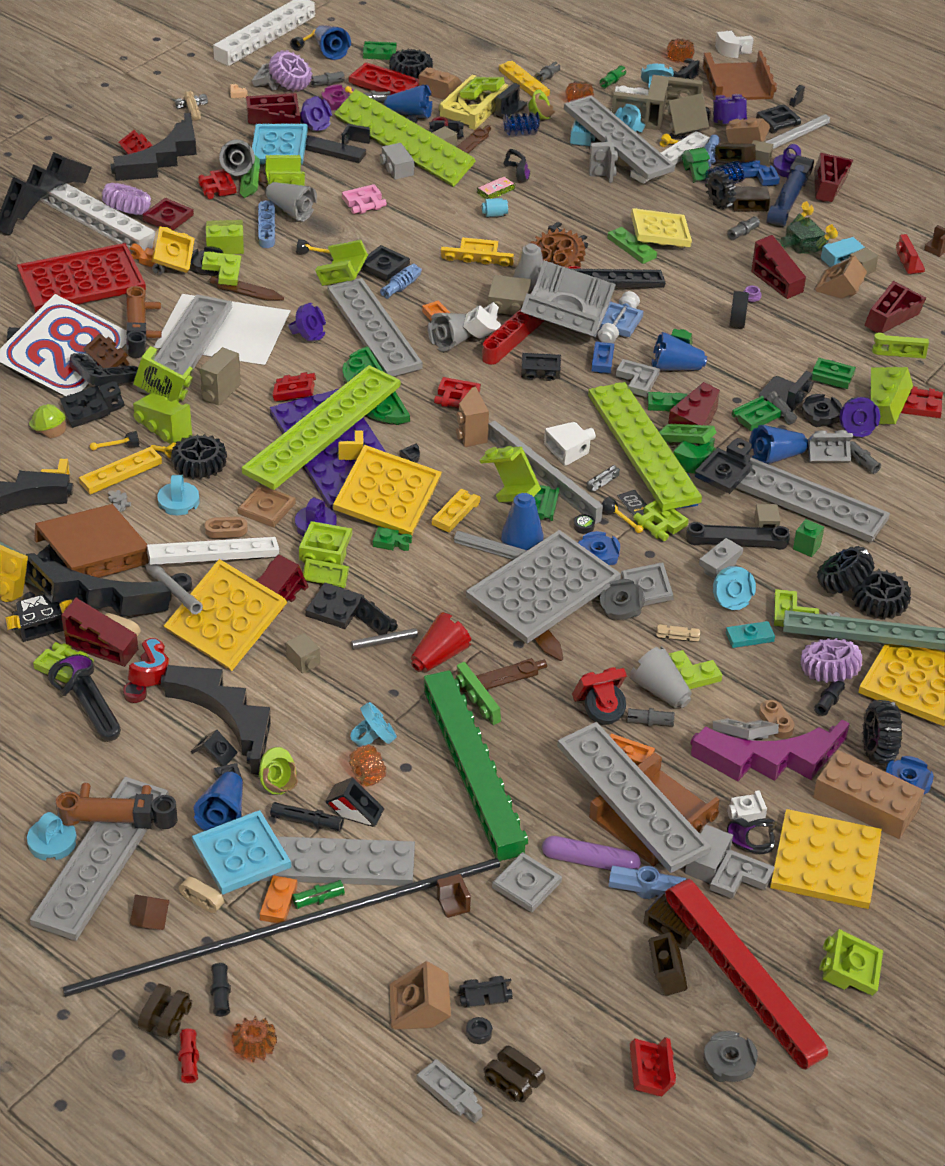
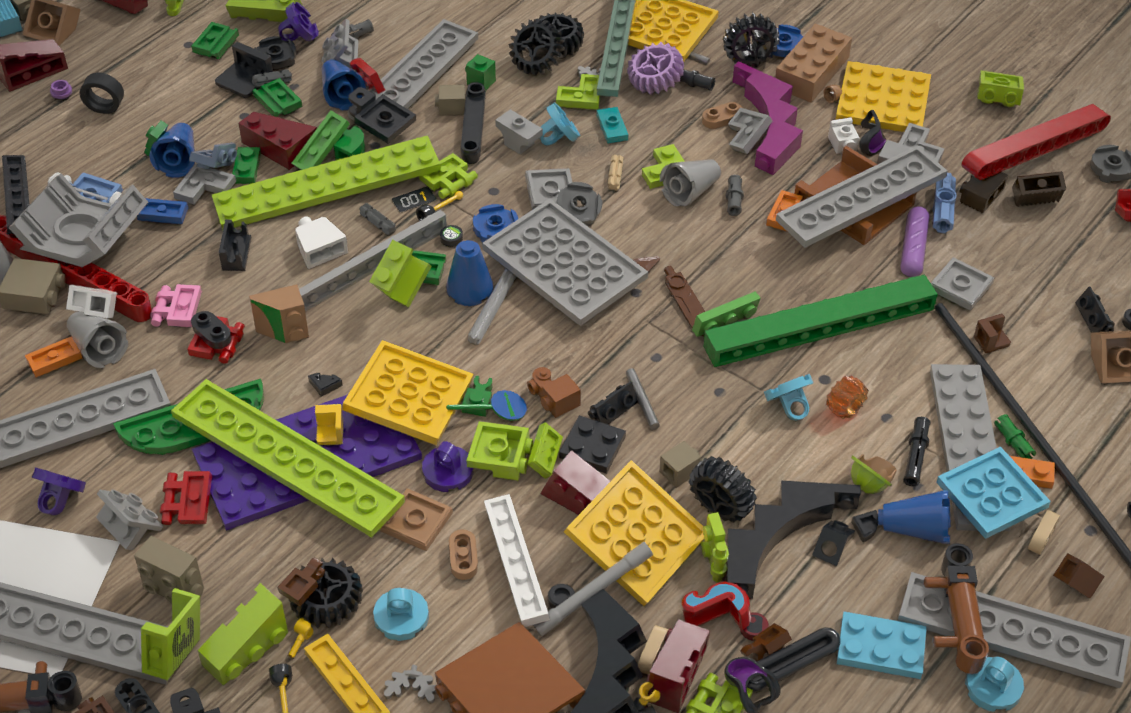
camera: 90 degrees left, 5 degrees up
(104, 767) = (882, 645): none -> medium azure plate
(113, 693) = (767, 642): none -> reddish brown plate
(195, 431) = (302, 584): none -> reddish brown plate
(209, 653) = (715, 546): none -> lime plate
(261, 665) = (722, 489): none -> black gear
(279, 357) = (126, 517): none -> light grey bracket
(354, 803) = (894, 413): black slope -> none
(378, 554) = (504, 404): none -> blue piece
(387, 580) = (556, 395): none -> dark orange brick
(440, 643) = (661, 342): red cone -> none
(455, 510) = (431, 338): yellow plate -> none
(459, 385) = (207, 326): none -> black plate
(494, 372) = (182, 308): none -> bright pink plate
(541, 366) = (175, 262): black bracket -> none
(561, 396) = (234, 247): none -> black hinge
(602, 695) = (716, 219): plate -> none
(663, 374) = (220, 156): none -> sand blue bracket
(783, 459) = (368, 74): none -> red plate
(823, 809) = (832, 93): none -> medium nougat hinge

